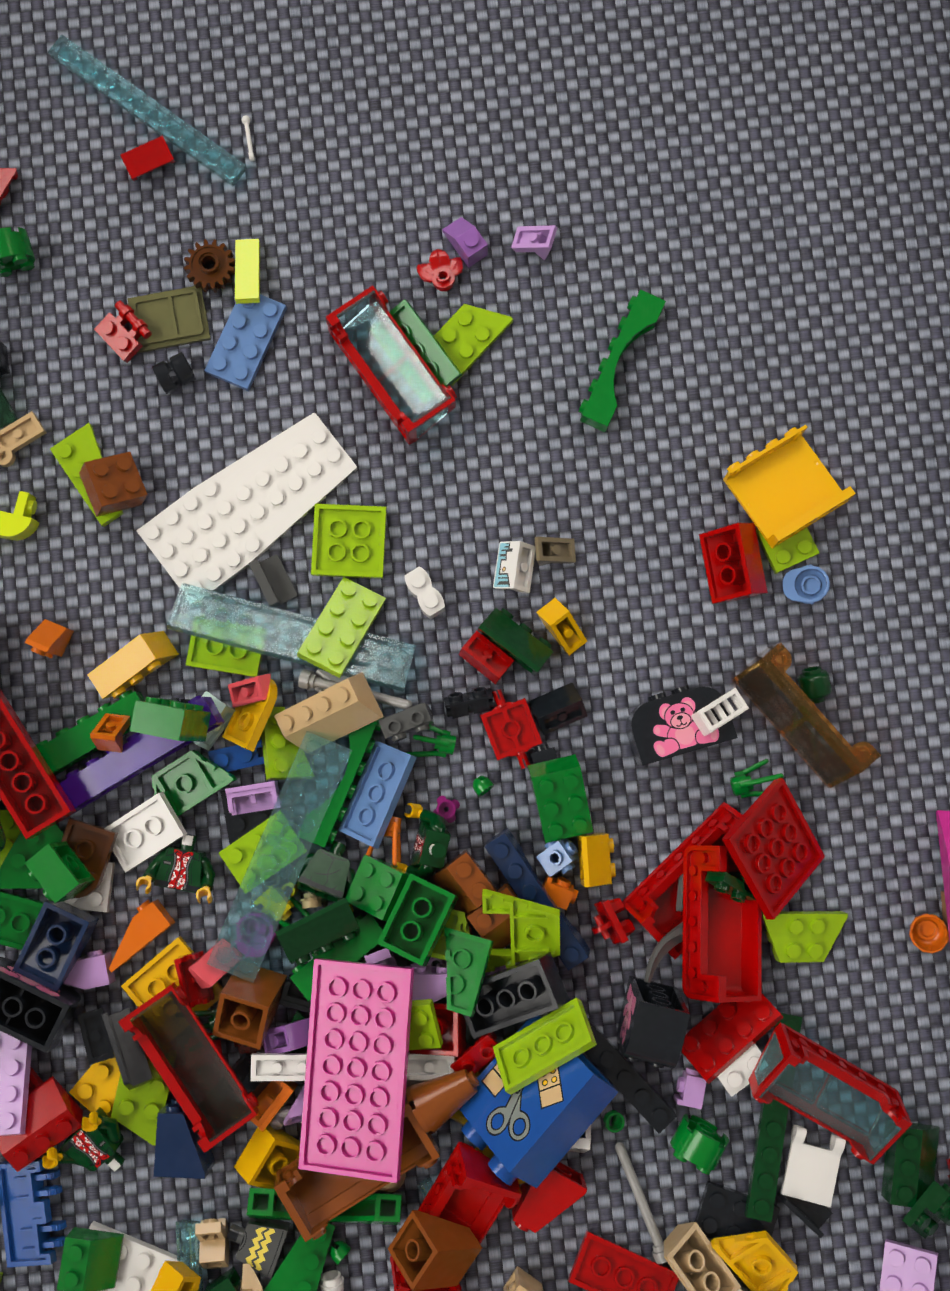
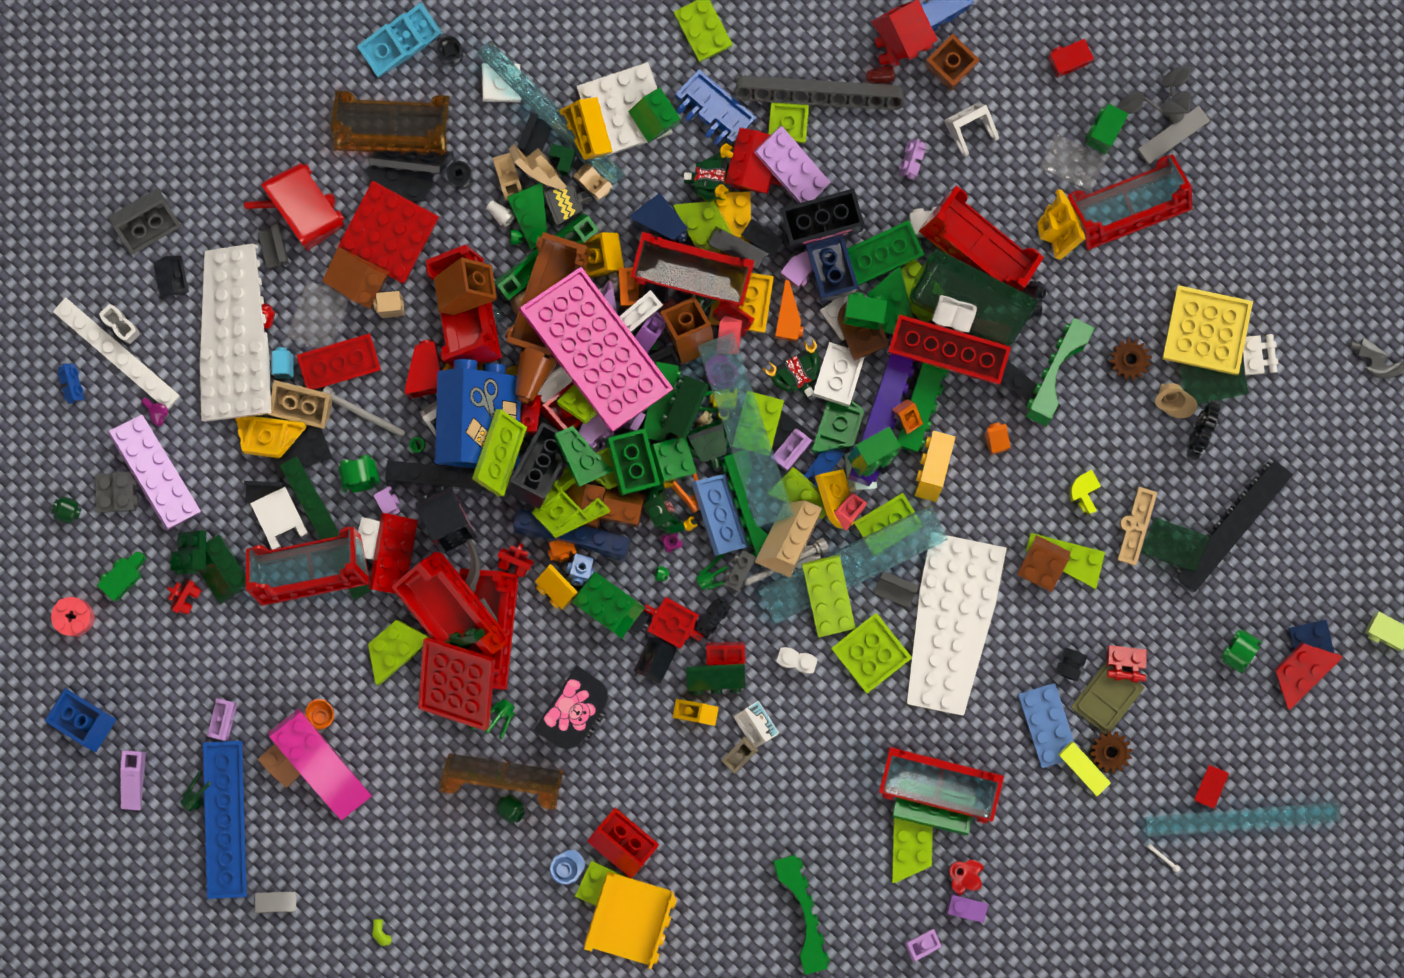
camera: 140 degrees right, 0 degrees up
(707, 721) = (561, 720): white slope -> none

